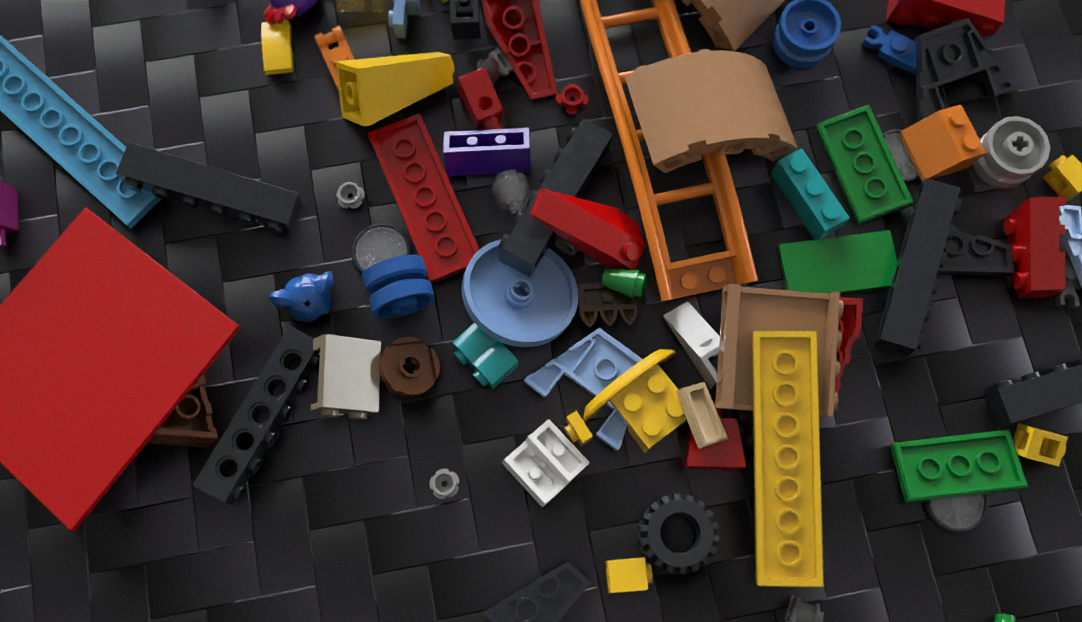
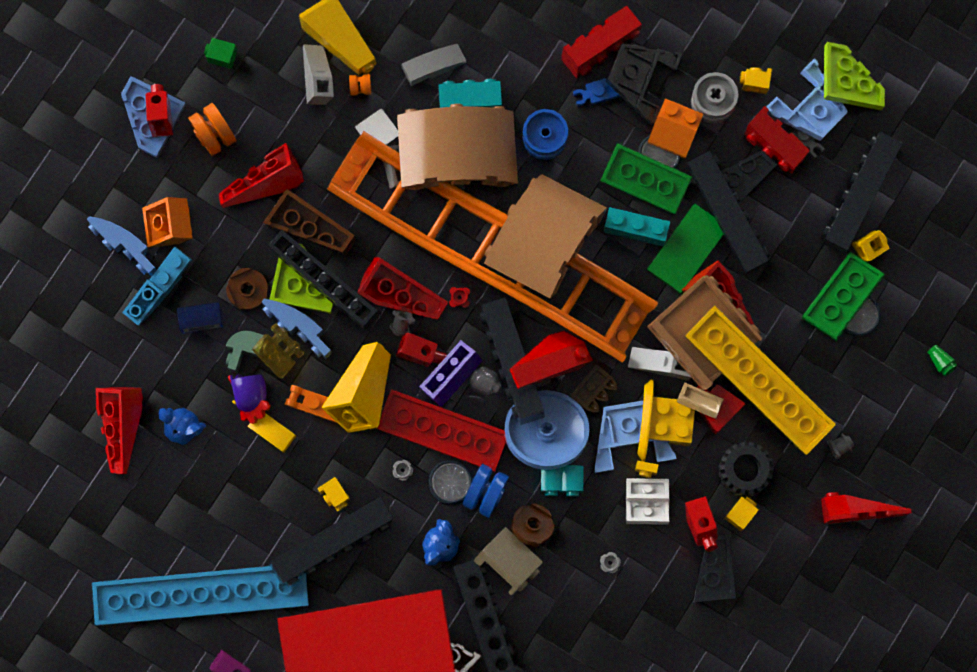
camera: 45 degrees left, 5 degrees up
(265, 153) = (334, 494): none -> yellow brick
(573, 541) = (702, 523): none -> red torso
(627, 282) = (595, 369): green cone -> none

